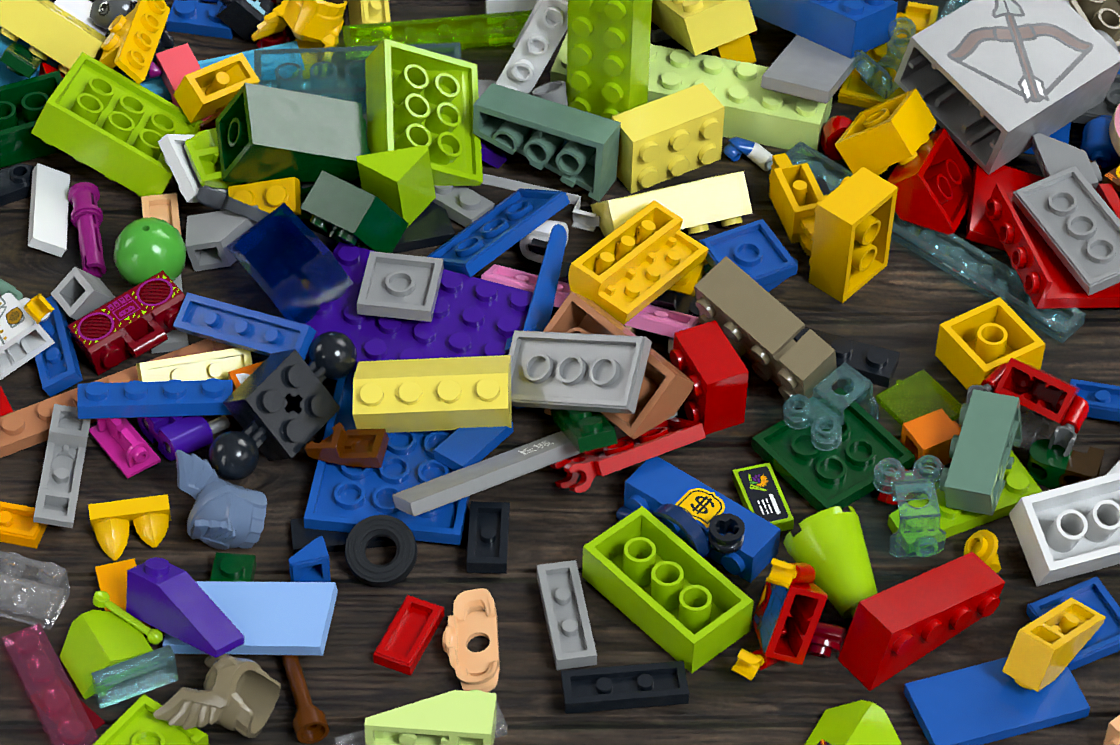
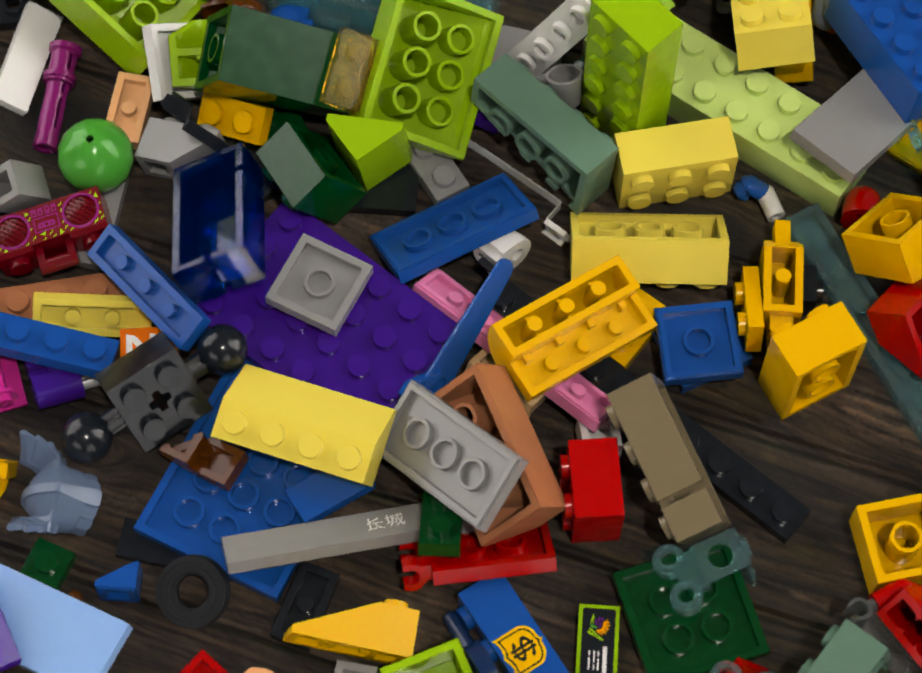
camera: 20 degrees right, 20 degrees up
(359, 123) = (349, 70): none -> clear yellow plate
(545, 535) = (371, 632): none -> yellow slope
(782, 222) = (750, 319): none -> yellow plate
(916, 398) = (808, 578): clear neon green piece -> none
(930, 435) = (795, 635): orange brick -> none

